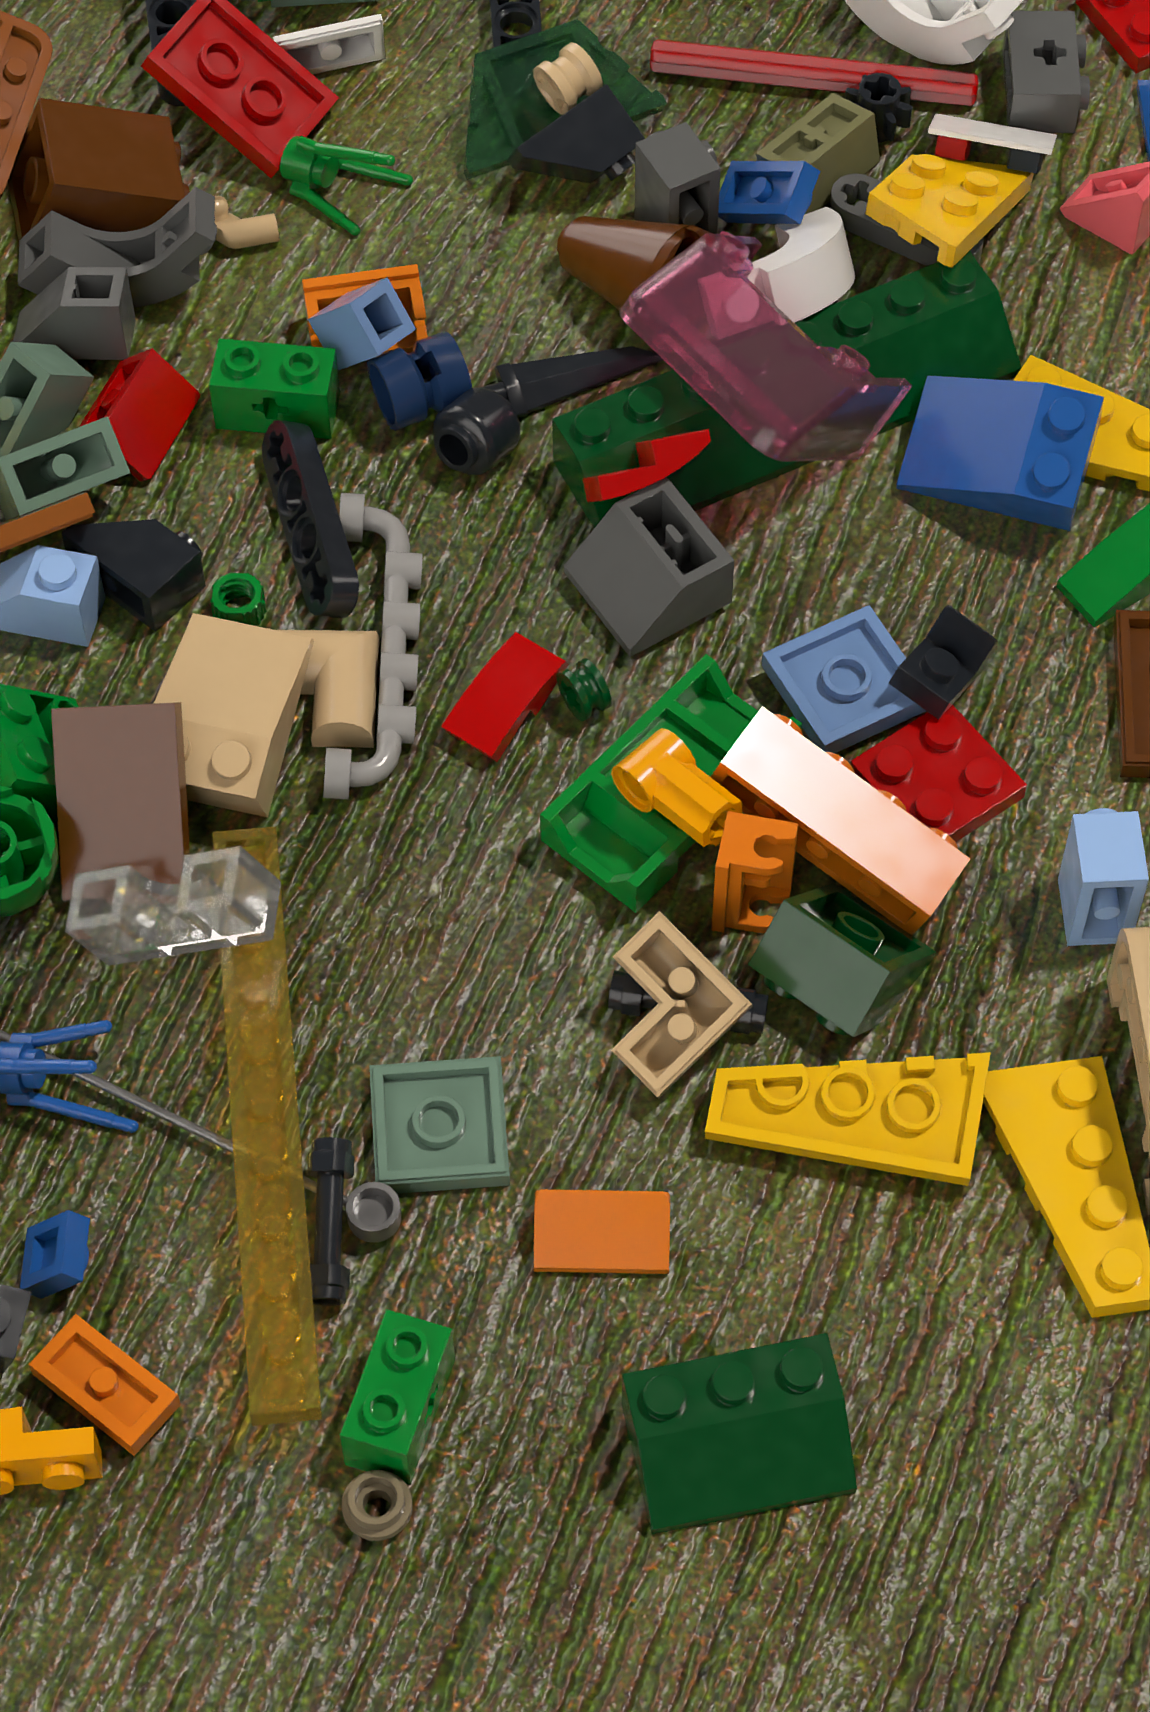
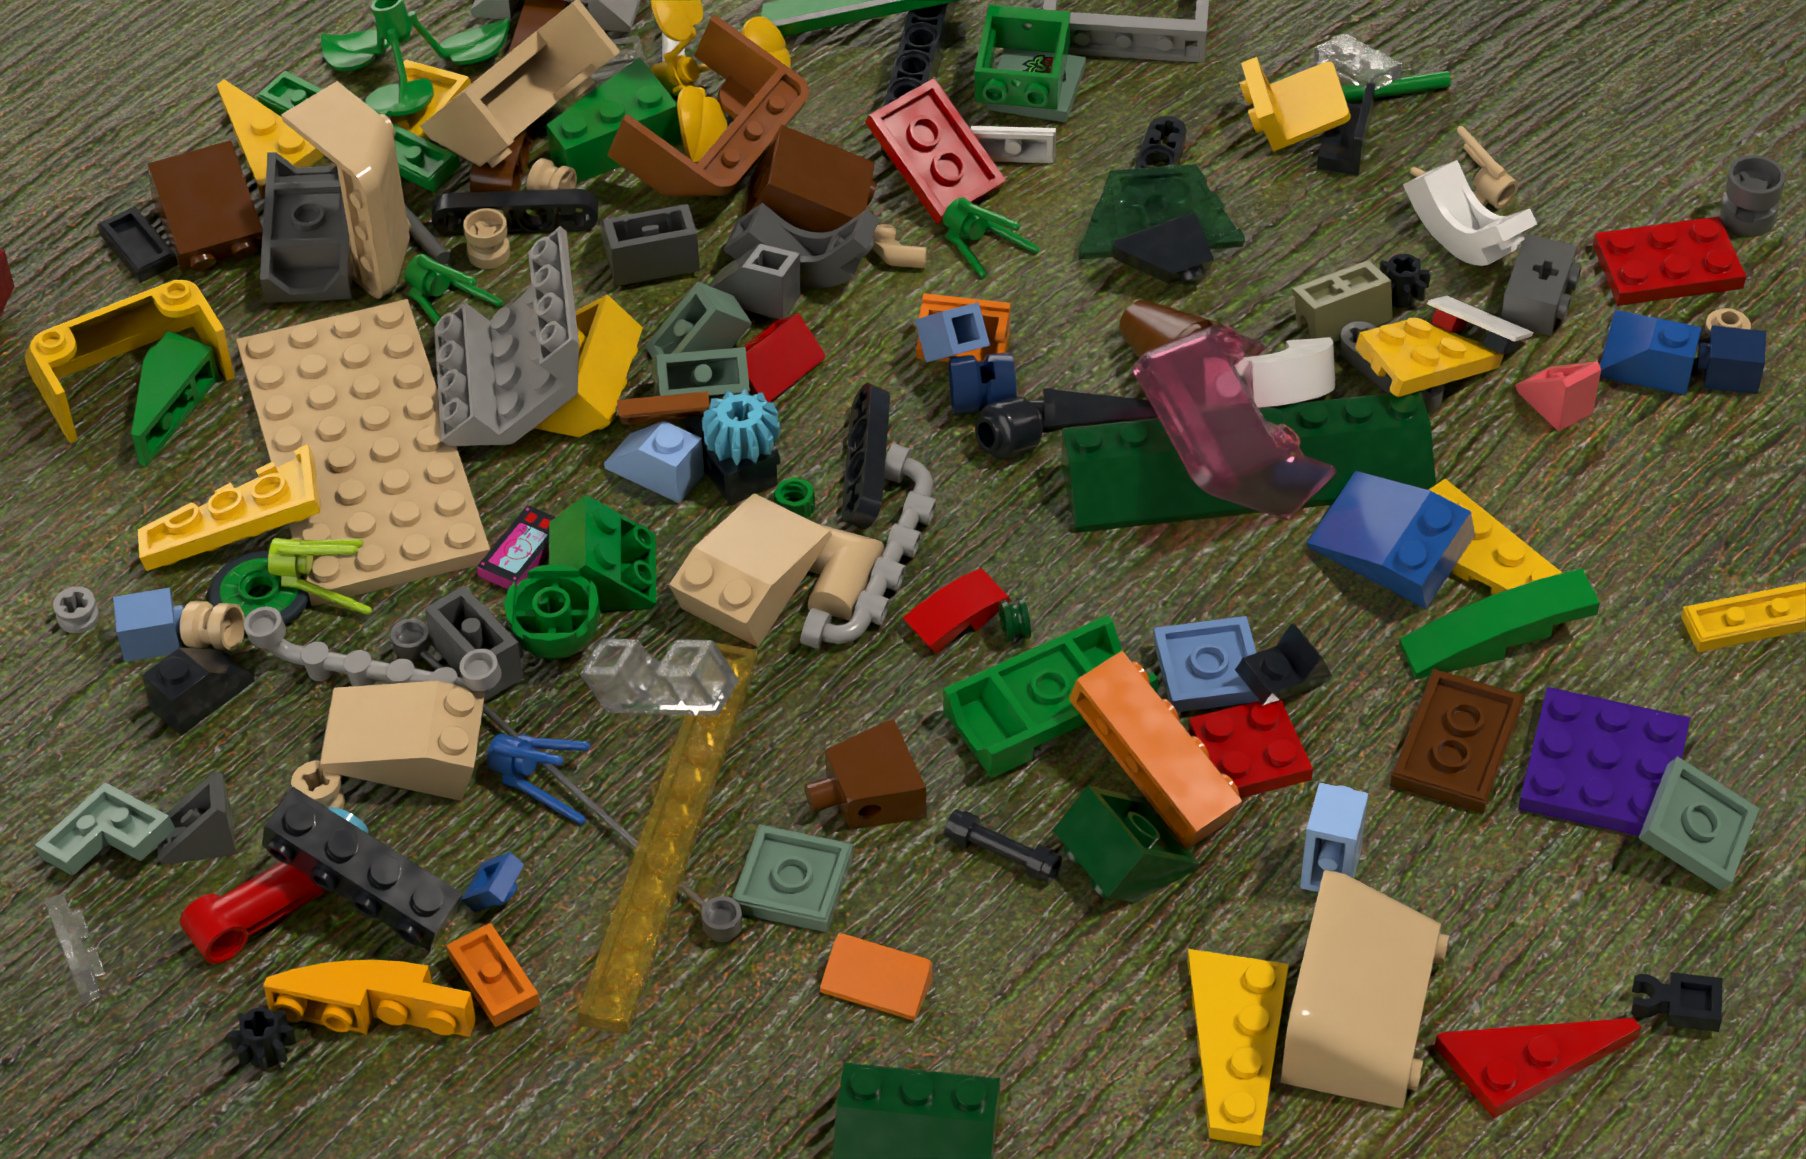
camera: 20 degrees right, 10 degrees down
(121, 790) = (655, 588): reddish brown tile -> none
(145, 528) = (741, 426): none -> medium azure gear
(274, 382) = (878, 357): green brick -> none
(330, 1164) = (702, 877): black bar -> none
(375, 1485) = (646, 1093): dark tan plate -> none
(398, 1395) = (687, 1038): green brick -> none
(491, 962) = (870, 780): none -> reddish brown torso
(567, 78) = (1170, 200): tan wheel -> none
(651, 568) = (1096, 549): dark grey slope -> none
(656, 461) = (1128, 472): red slope -> none
(666, 778) = (1041, 688): light orange piece -> none
(677, 179) = (1223, 289): dark grey brick -> none
(692, 1006) = (997, 844): tan brick -> none
(752, 865) = (1074, 759): orange hinge -> none
(767, 192) = (1288, 316): blue plate -> none
(806, 71) = (1363, 244): red axle -> none
(880, 1116) = (1104, 956): yellow wing -> none

